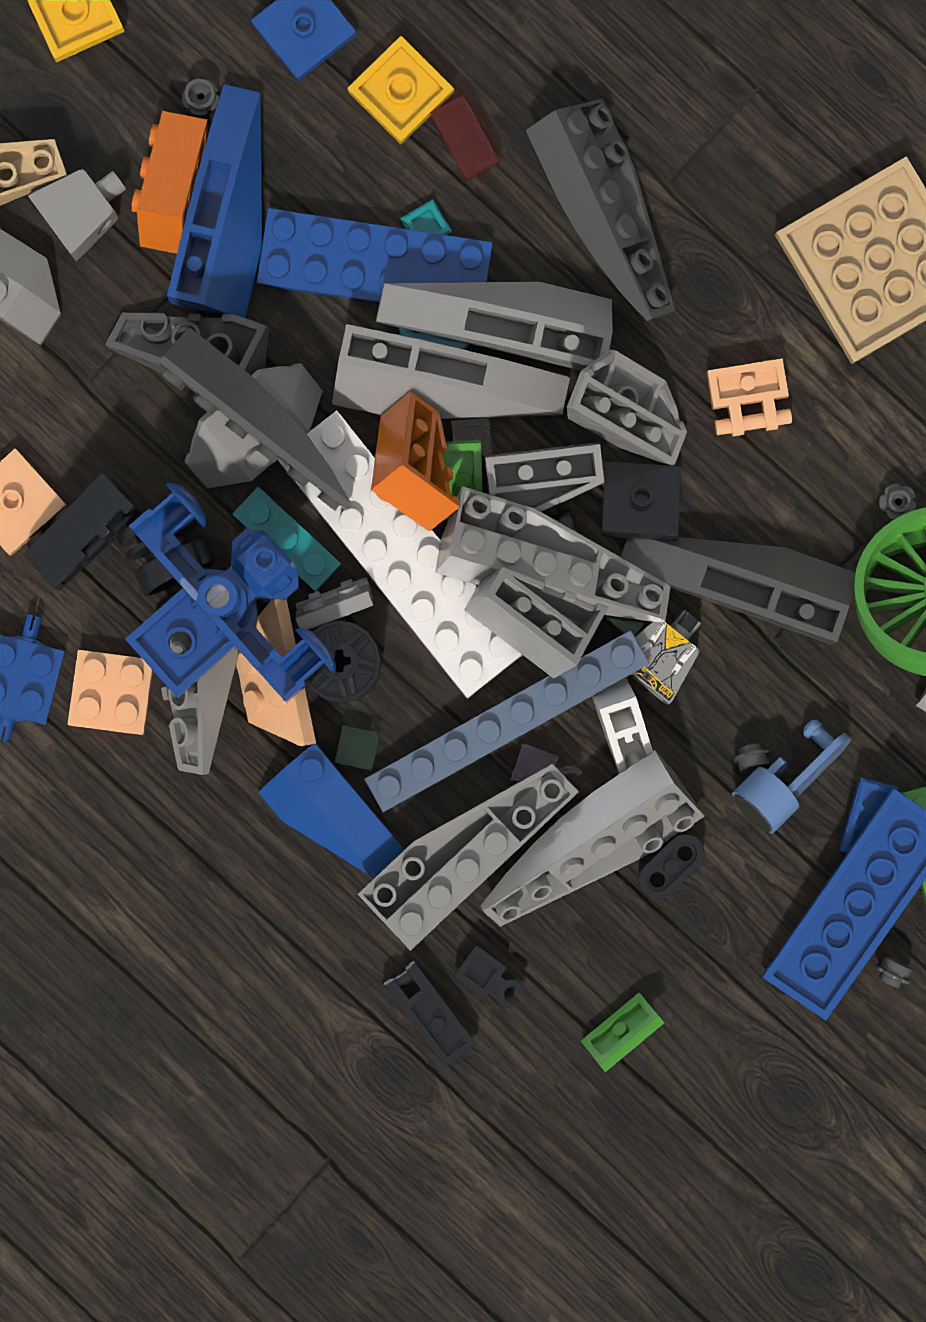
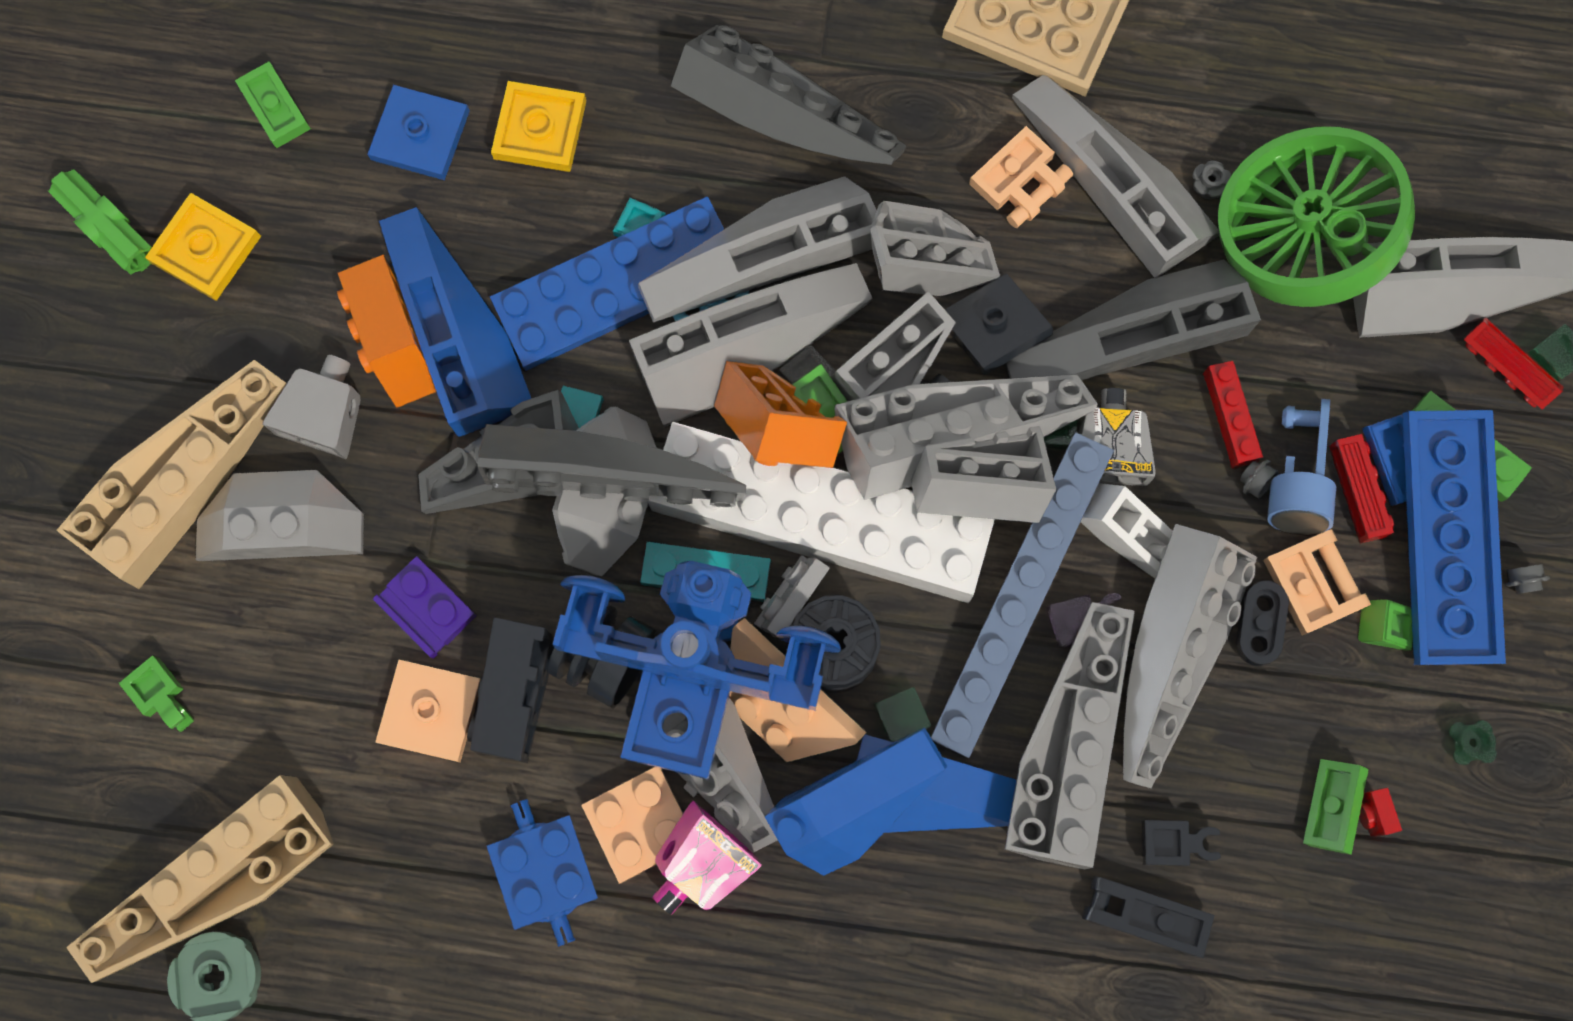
camera: 30 degrees left, 10 degrees down
(60, 420) = (424, 607): none -> dark purple plate
(136, 751) = (701, 862): none -> torso
(197, 87) = (360, 236): dark grey plate -> none
(268, 789) = (851, 808): none -> blue wedge
(280, 346) = (582, 404): none -> teal tile
(464, 138) = (622, 129): clear red plate -> none
(648, 1057) = (1379, 813): none -> red plate
(723, 865) = (1306, 587): none -> light nougat plate
(764, 932) = (1386, 625): none -> bright green slope
(770, 1058) = (1485, 742): none -> clear green plate
(771, 697) = (1232, 414): none -> red piece
(824, 820) = (1361, 488): none -> red piece
(828, 451) = (1122, 179): none -> light grey wedge

